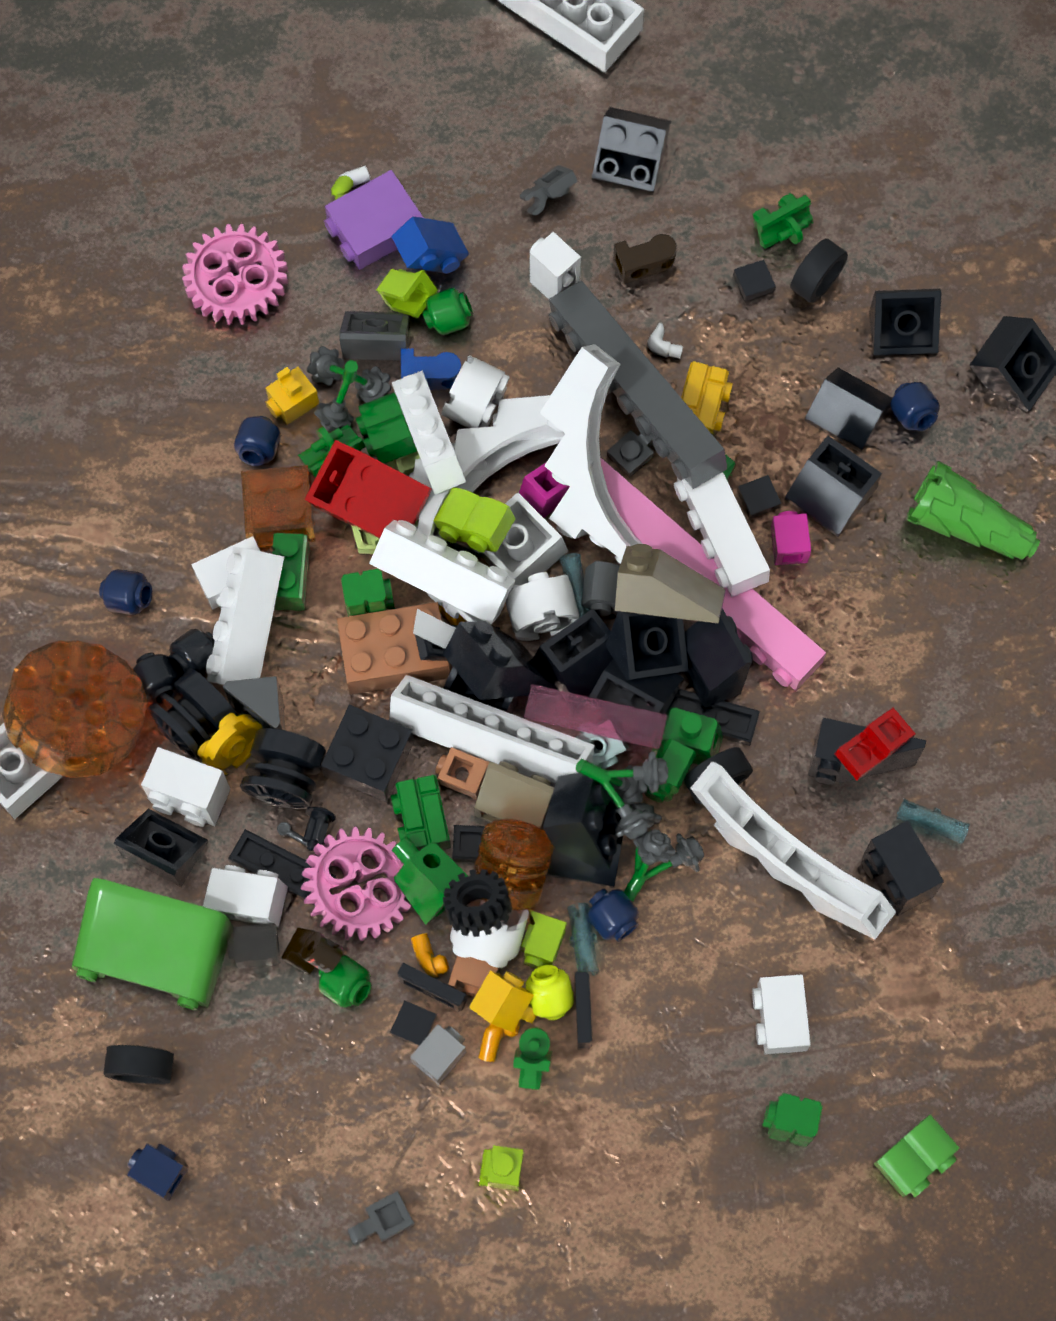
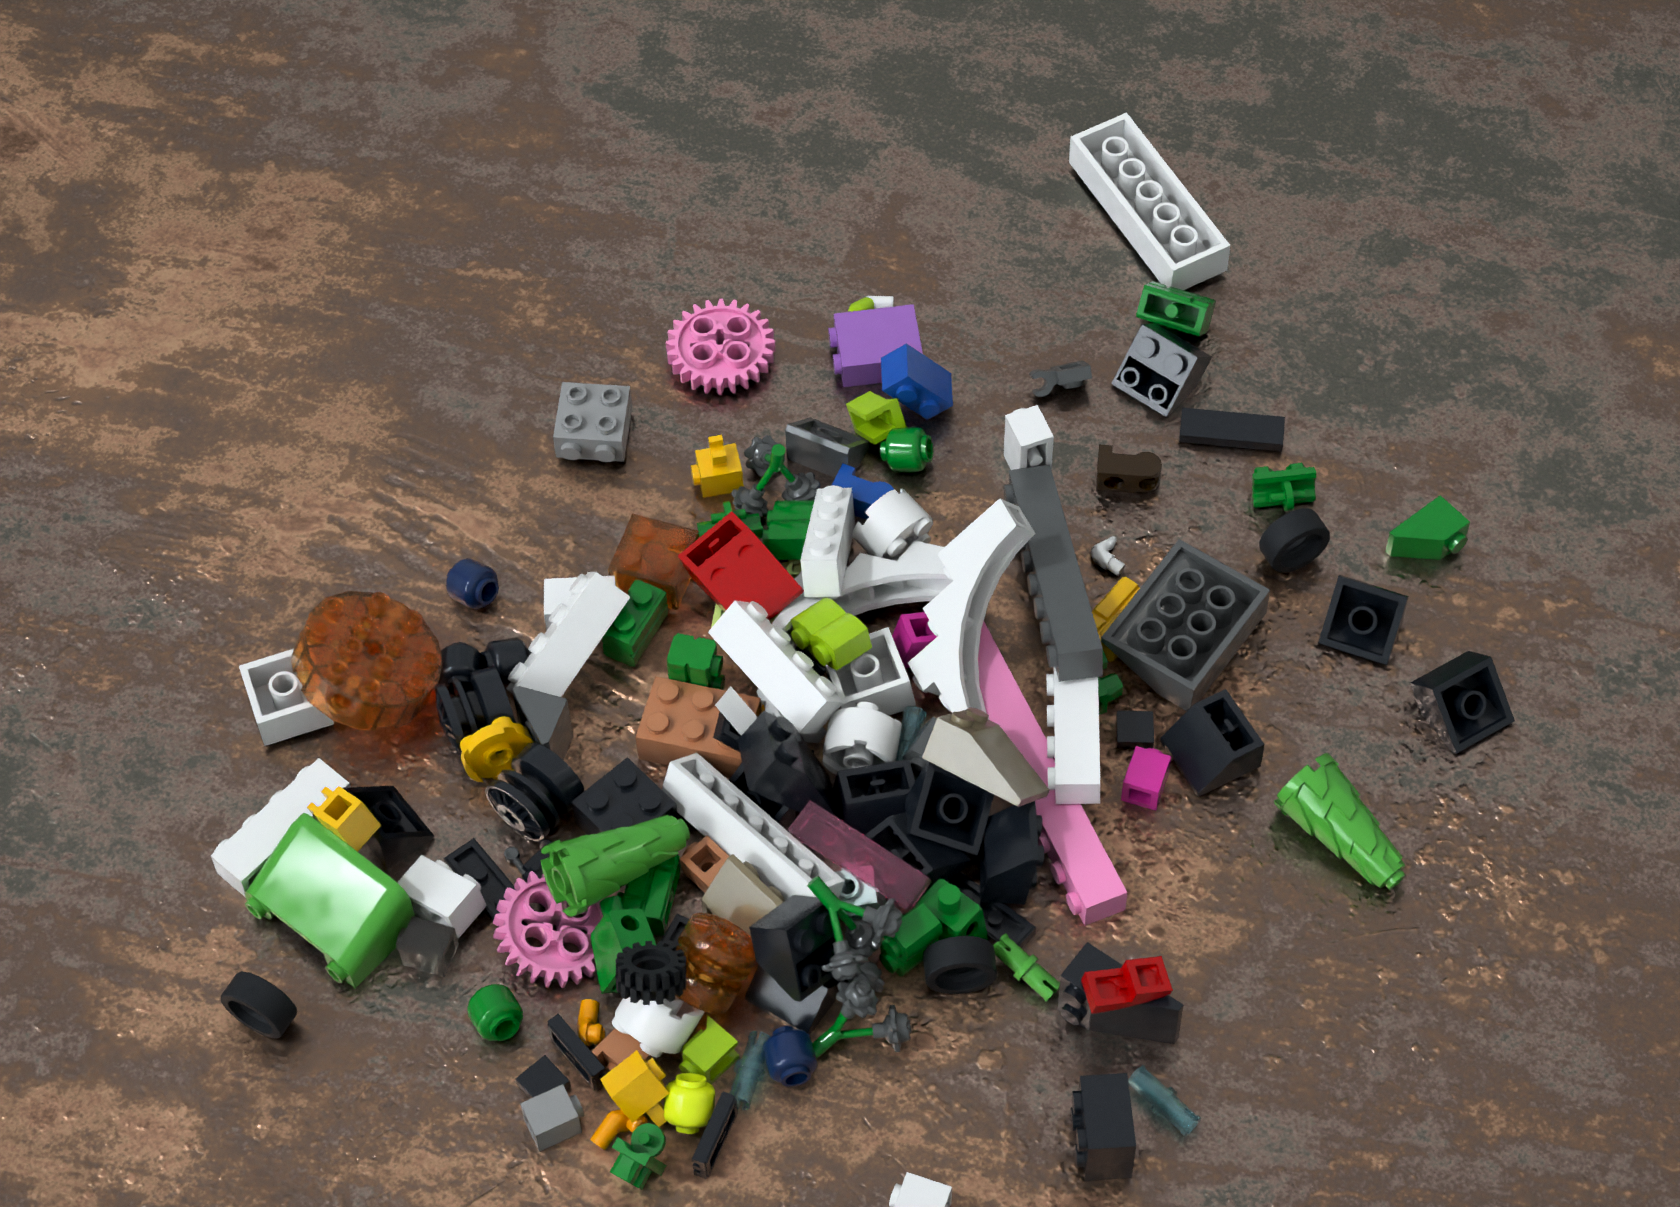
camera: 25 degrees right, 15 degrees down
(61, 907) = (246, 852): none -> white brick
(135, 869) = (345, 817): none -> yellow brick
(156, 1170) = (226, 1112): dark blue brick -> none
(158, 394) = (592, 422): none -> light grey brick
(185, 787) = (434, 773): white brick -> none
(257, 440) = (665, 497): dark blue head -> none
(311, 950) = (475, 969): dark brown leg -> none
(379, 818) = (602, 863): none -> bright green cone
(619, 85) = (1175, 308): none -> green brick
(631, 452) = (1024, 643): dark grey plate -> none
(714, 182) = (1232, 429): none -> black tile
(754, 280) = (1228, 531): black tile -> none
(763, 384) = (1186, 623): none -> dark grey slope
(770, 751) = (1026, 967): none -> bright green pin
(787, 858) = (994, 1077): white arch -> none
(848, 409) = (1266, 681): black slope -> none
(915, 406) = (1335, 702): dark blue head -> none
(925, 216) = (1429, 532): none -> green slope

